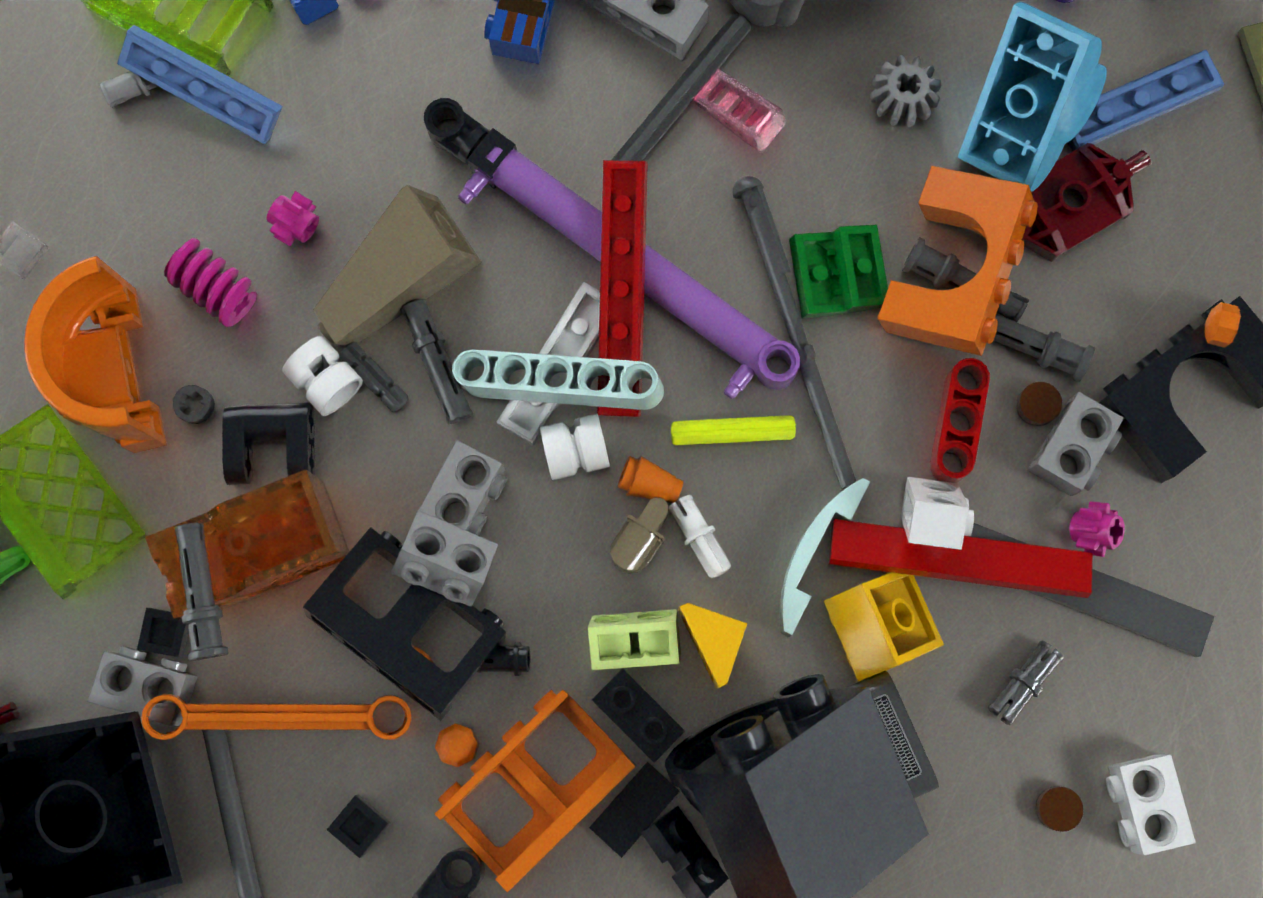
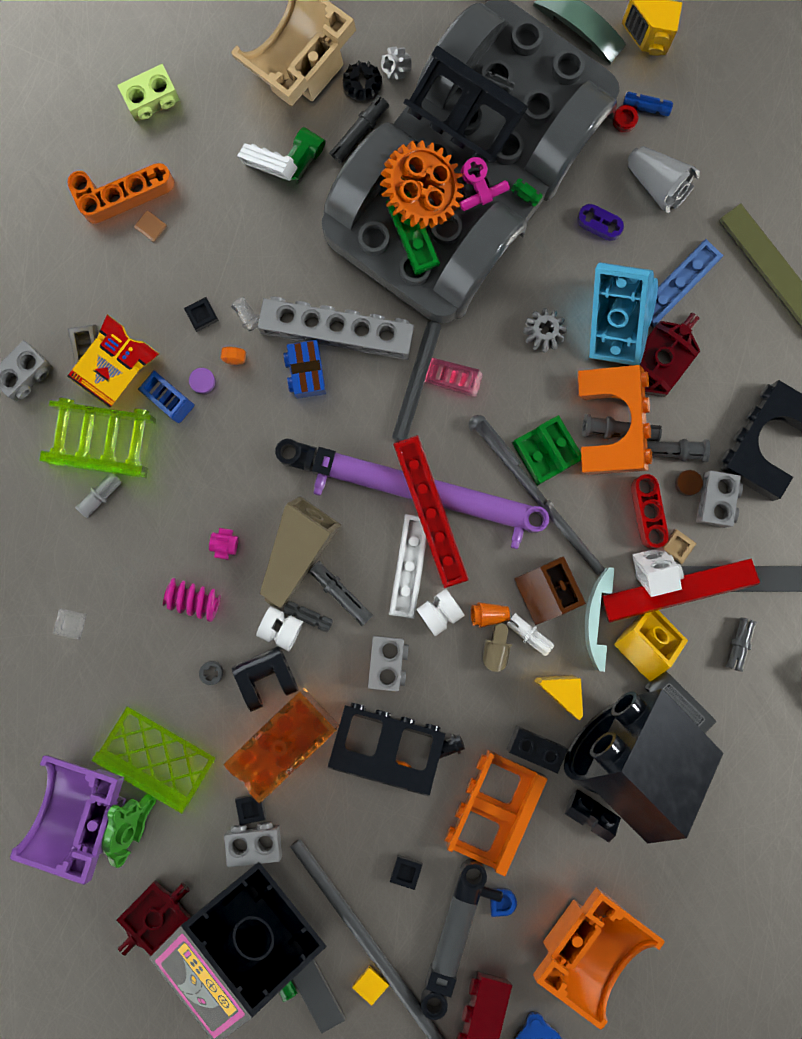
camera: 25 degrees left, 5 degrees up
(91, 371) = (146, 678): orange piece -> none
(199, 84) = (135, 486): medium blue tile -> none
(201, 613) = (275, 796): dark grey pin -> none
(275, 716) = (336, 832): orange piece -> none
(452, 560) = (394, 701): light grey brick -> none
(457, 745) = (441, 805): orange tile -> none
(542, 367) = (403, 579): light aqua beam -> none
(634, 639) = (518, 708): yellowish green brick -> none
(634, 809) = (554, 800): black tile -> none
(733, 430) = (524, 566): neon yellow axle -> none
(756, 479) = (549, 591): none -> reddish brown slope
(986, 493) = (679, 546): none -> tan tile
(1059, 808) = (785, 706): reddish brown tile -> none
(1097, 528) = (748, 543): dark pink gear -> none
(1222, 324) = (776, 402): orange tile -> none

